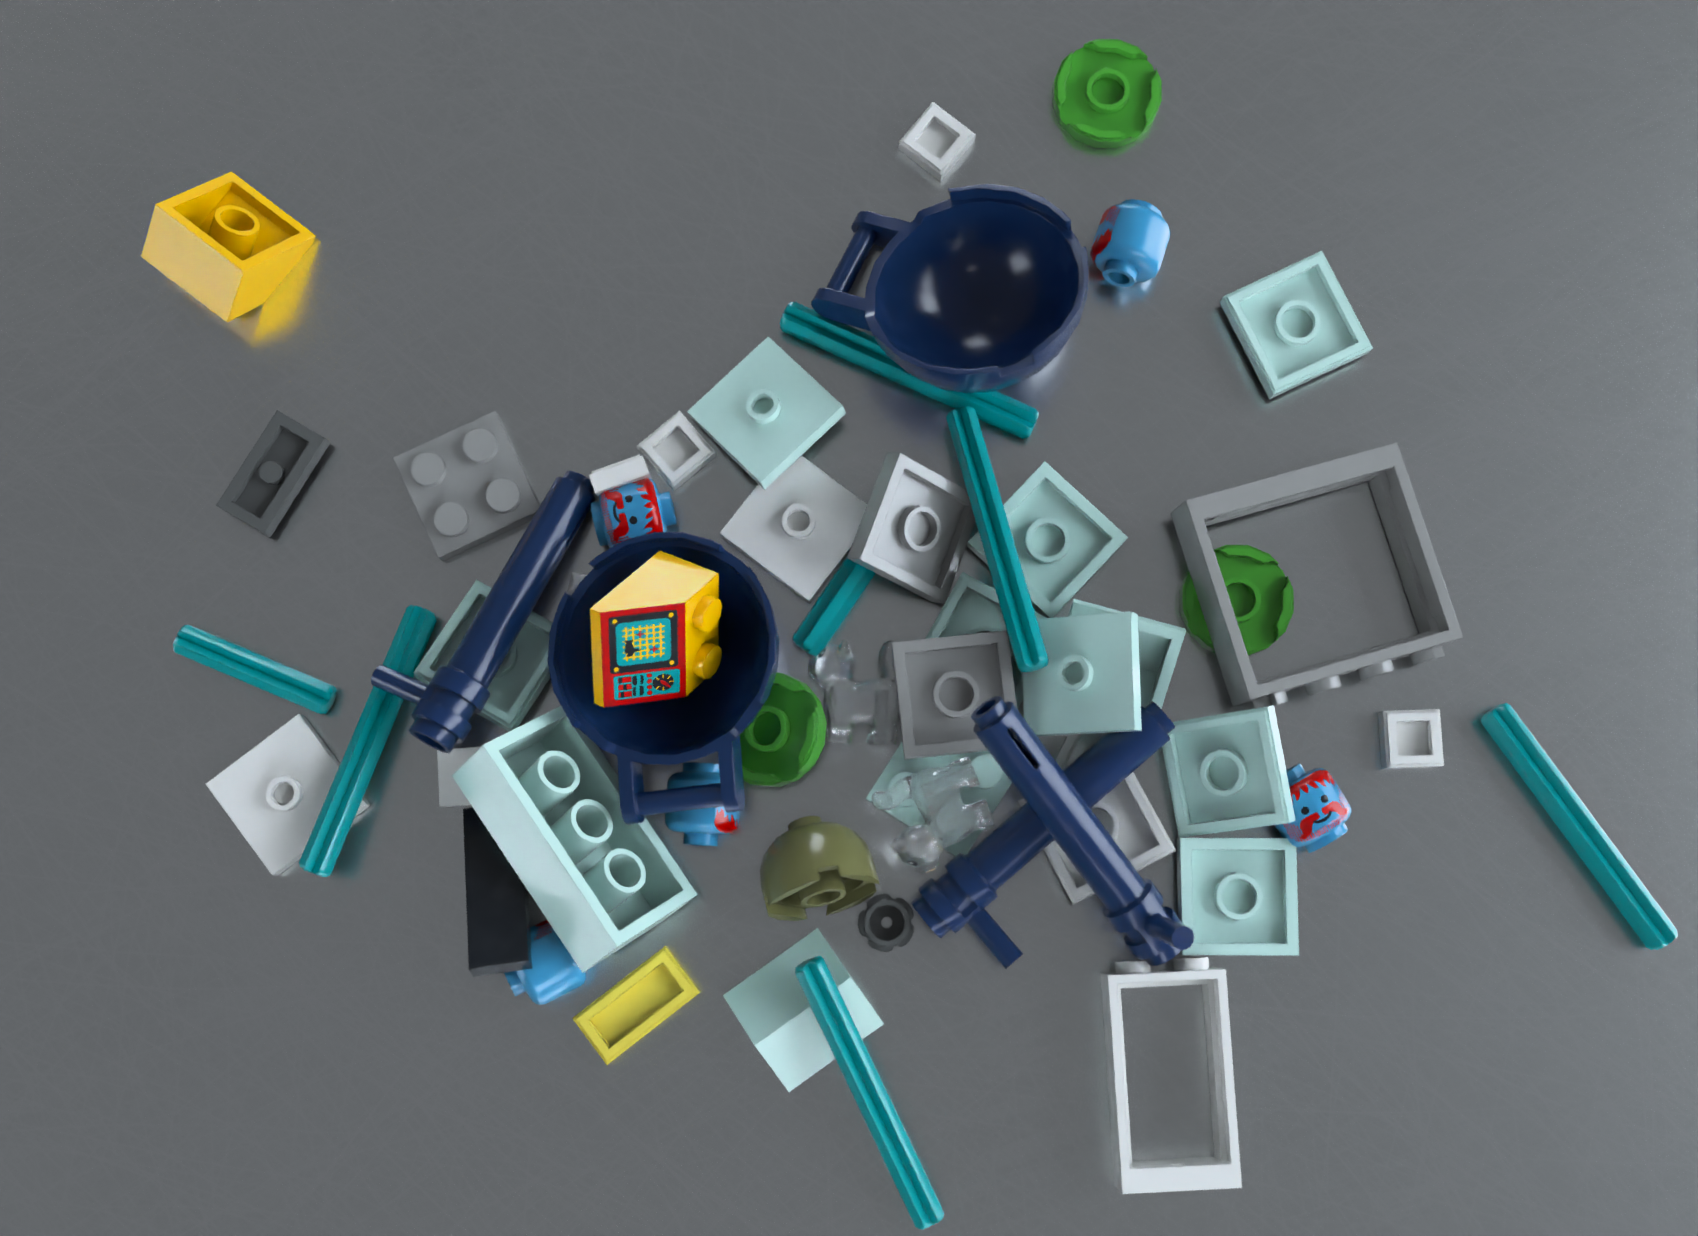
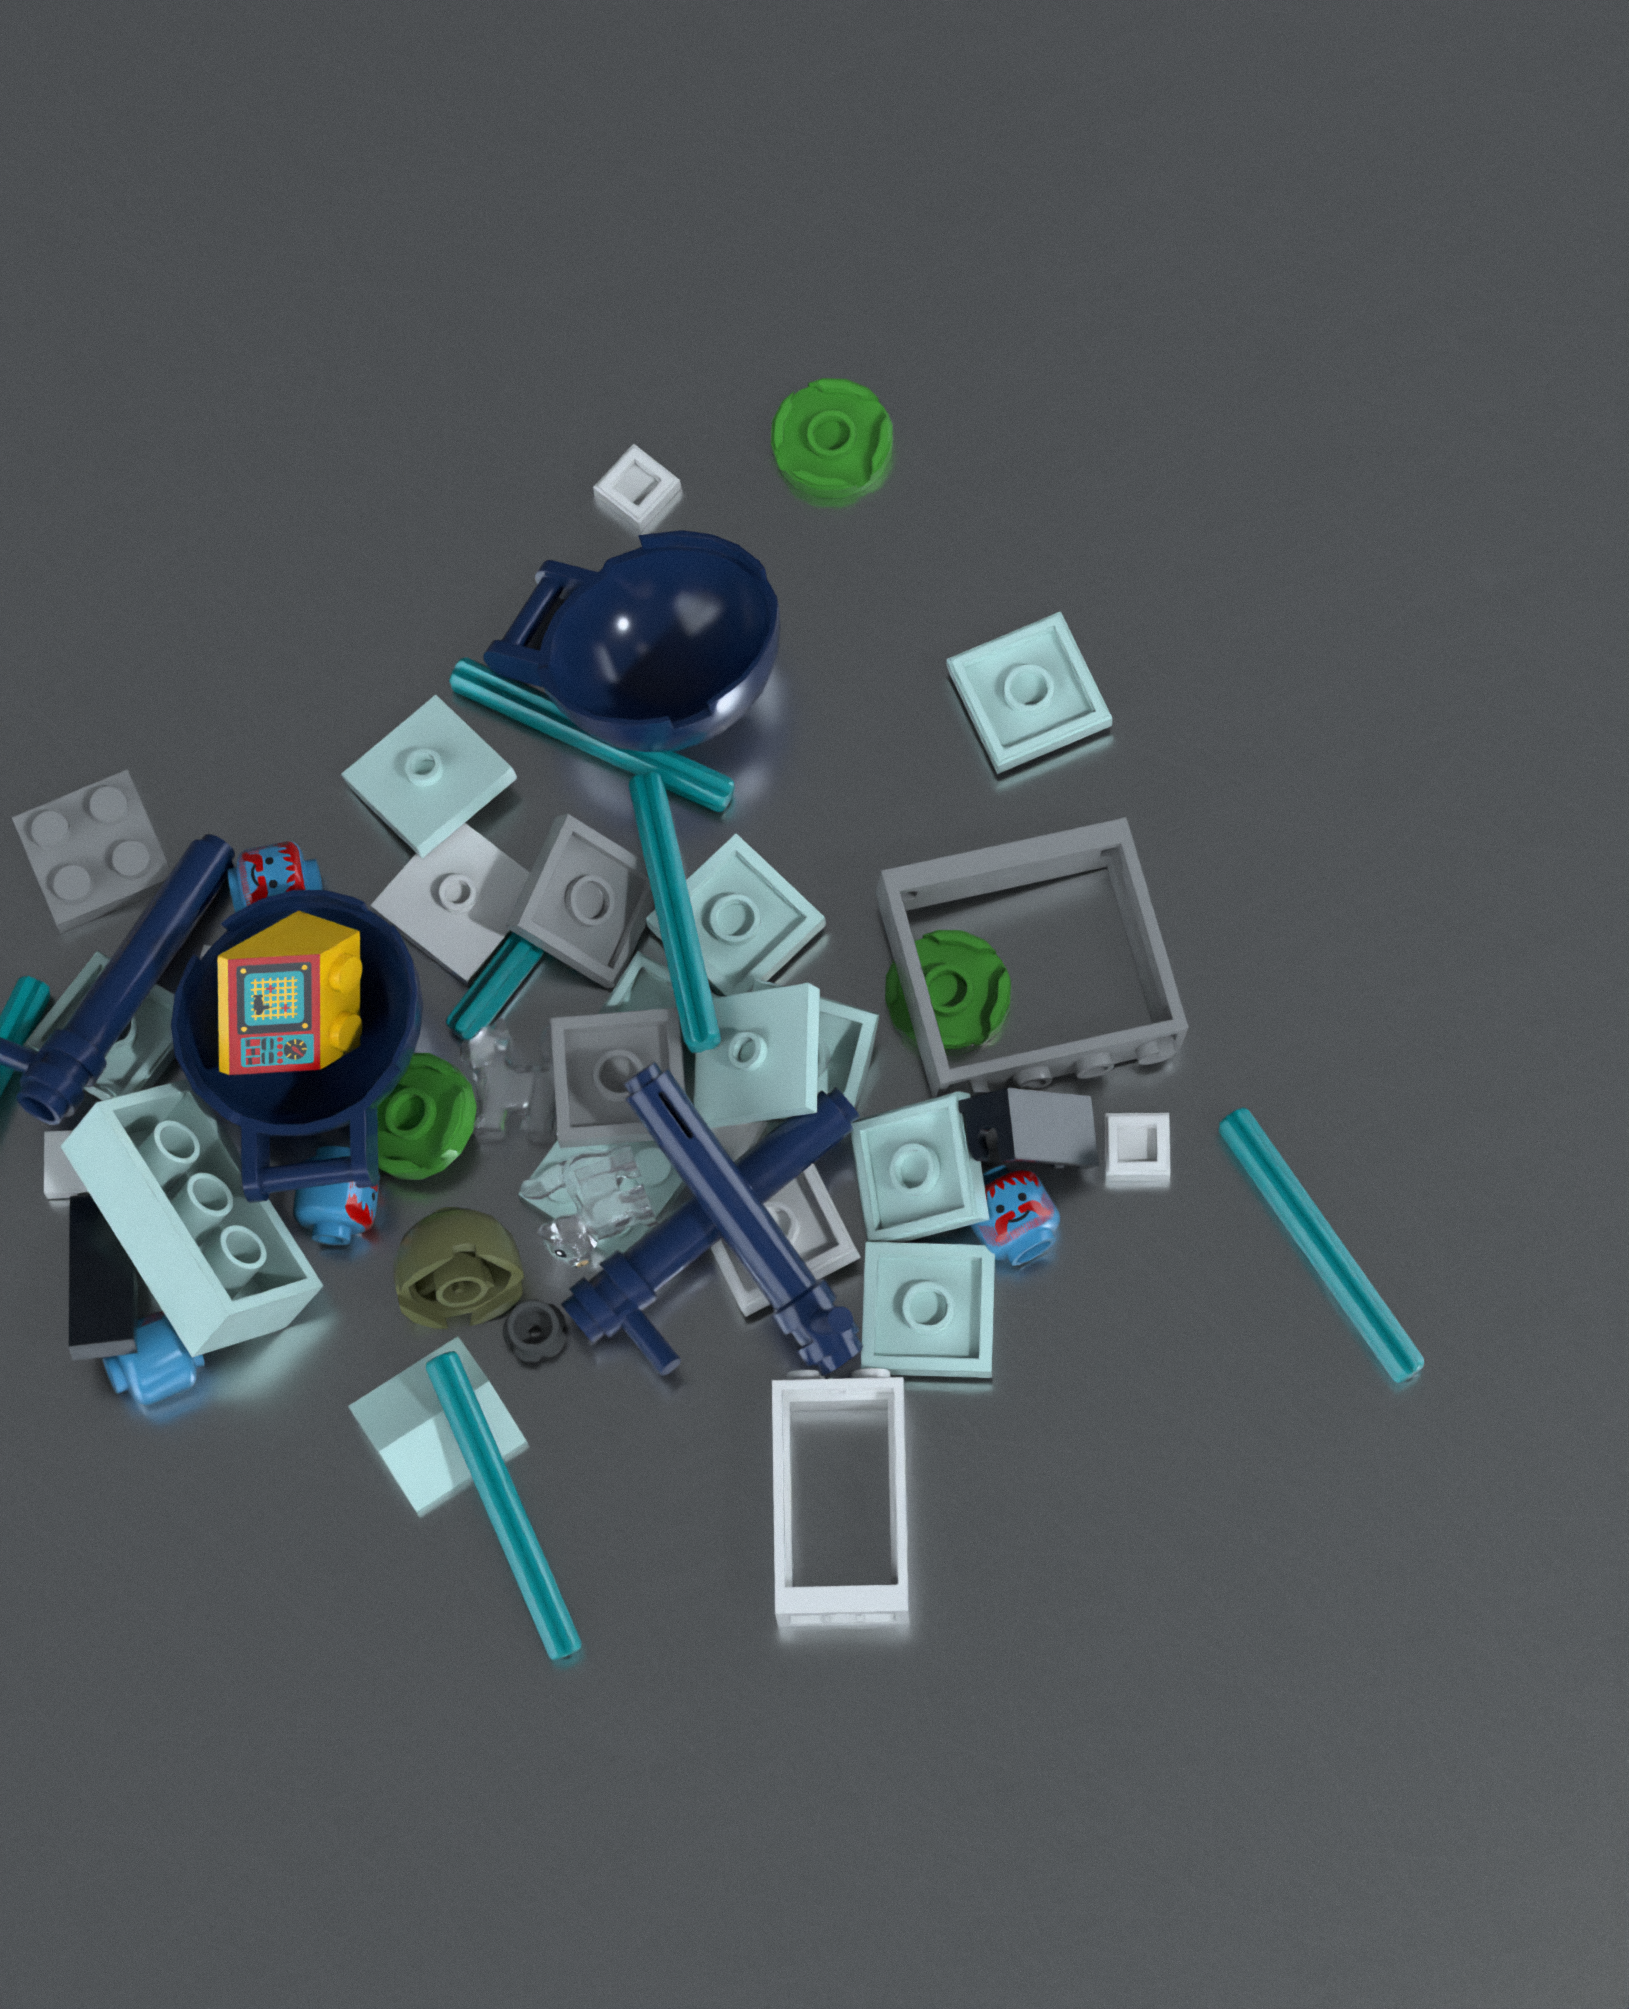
camera: 10 degrees right, 10 degrees down
(619, 474) = (261, 835): white tile -> none
(636, 1005) = (252, 1414): light yellow tile -> none
(676, 450) = (327, 818): white tile -> none
(1130, 243) = (845, 599): dark azure head -> none
(1338, 735) = (1032, 1127): none -> hinge

